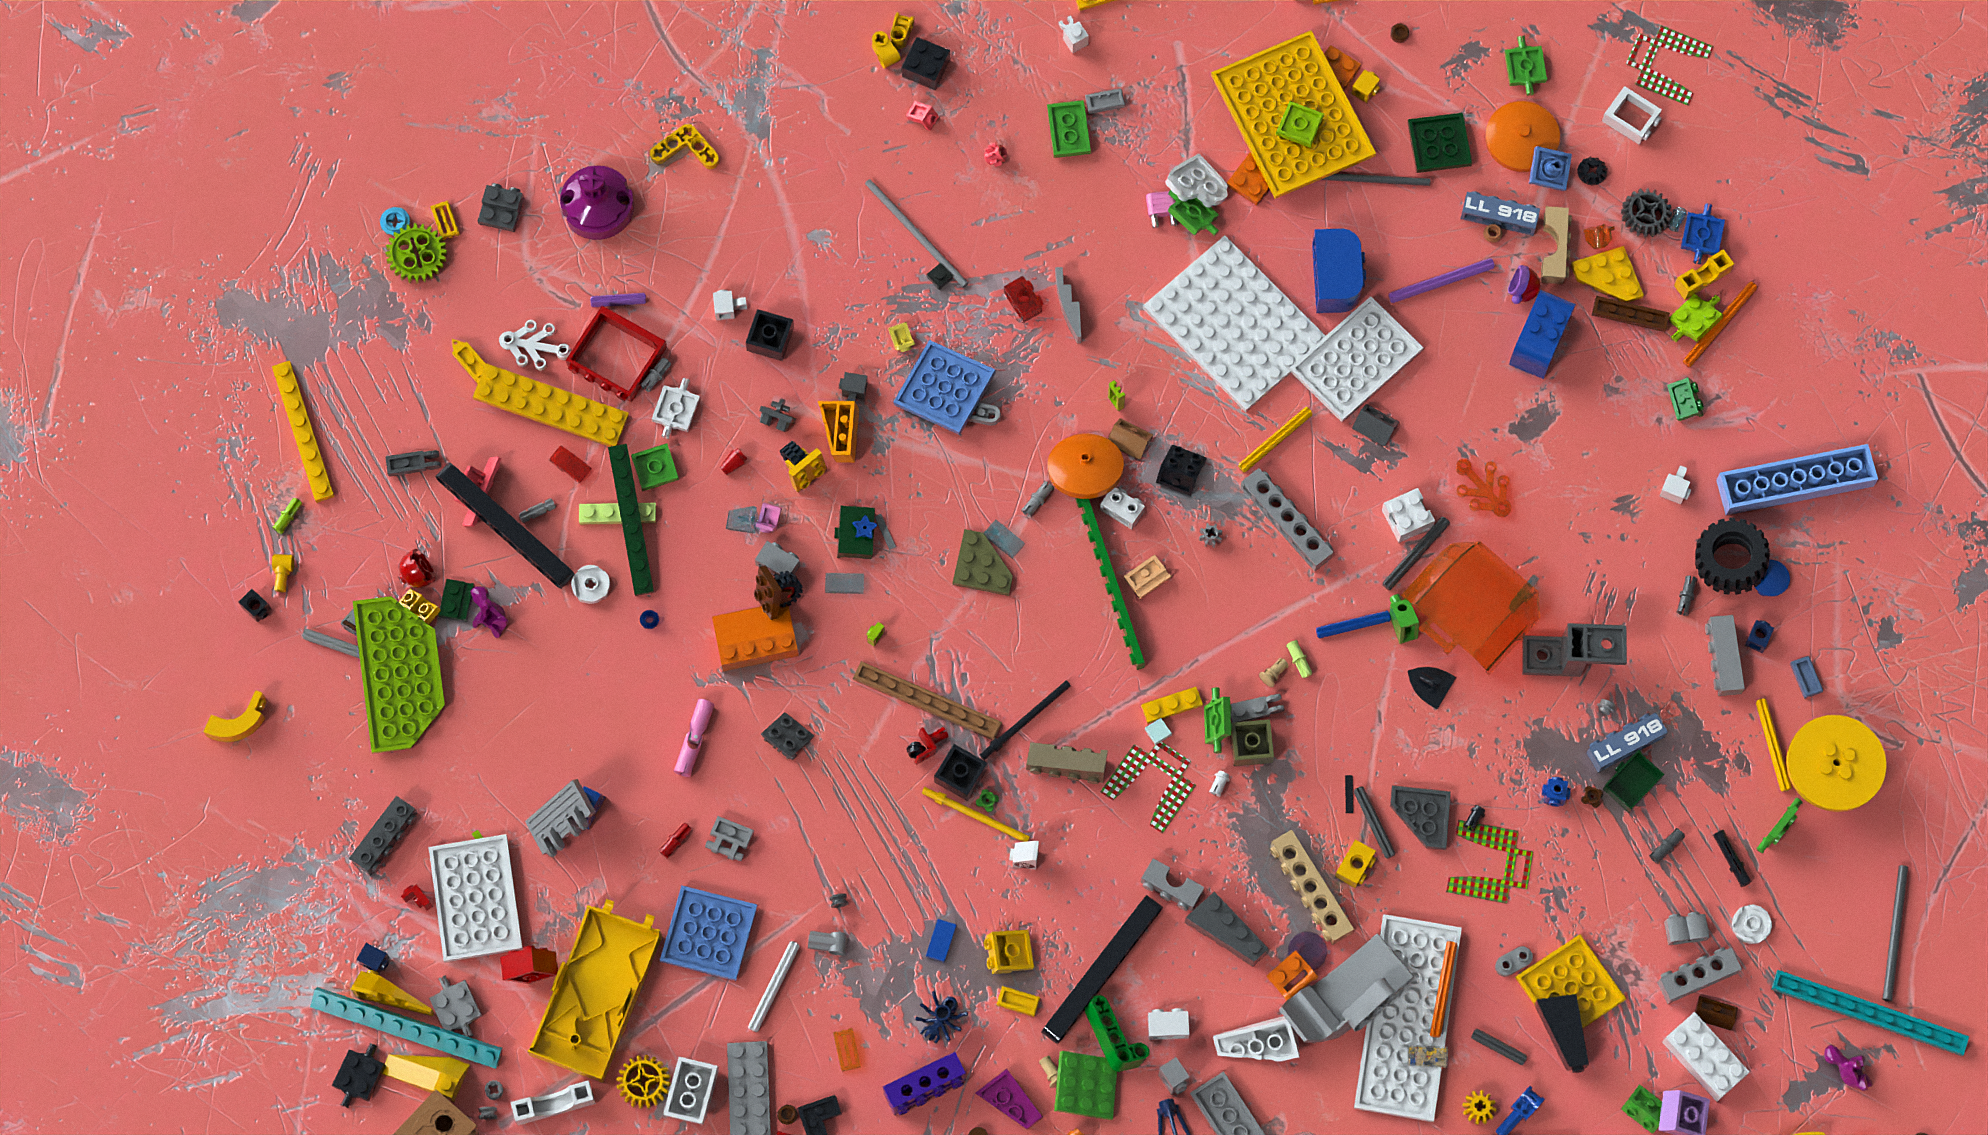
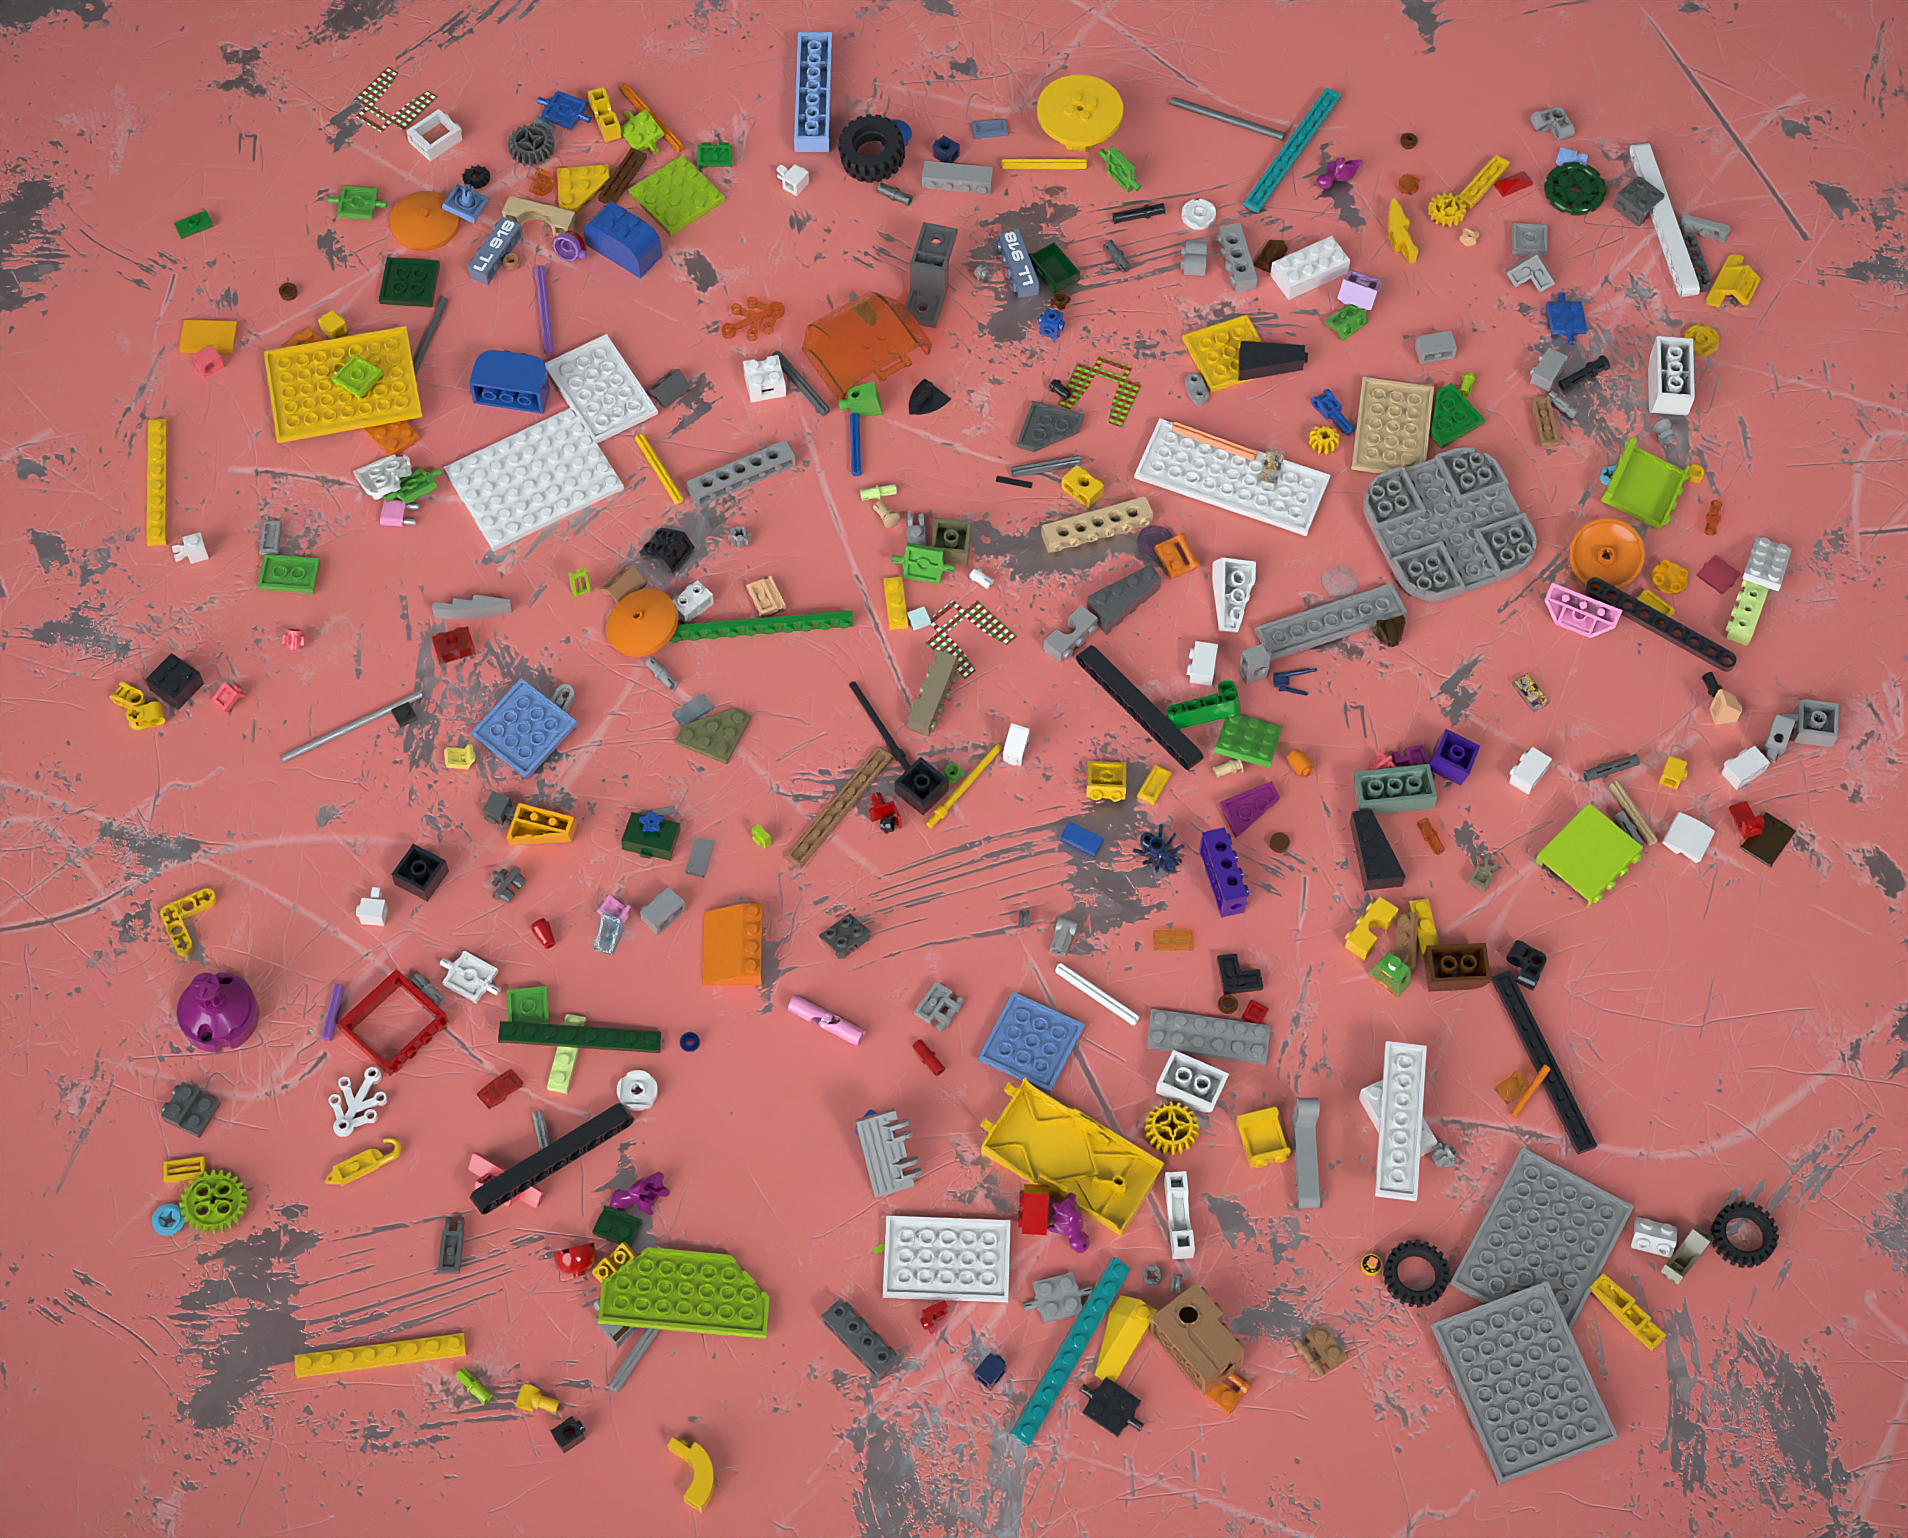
camera: 80 degrees left, 10 degrees down
(377, 989) = (1026, 1368): yellow wedge -> none
(528, 1002) = (1069, 1222): none -> magenta animal
(550, 405) = (430, 1096): yellow plate -> none
(776, 591) = (695, 915): reddish brown plate -> none
(802, 465) = (566, 867): yellow plate -> none
(1348, 994) = (1203, 508): light grey beam -> none
(1499, 1046) = (1271, 415): dark grey axle -> none
(1624, 374) = (676, 195): none -> lime plate

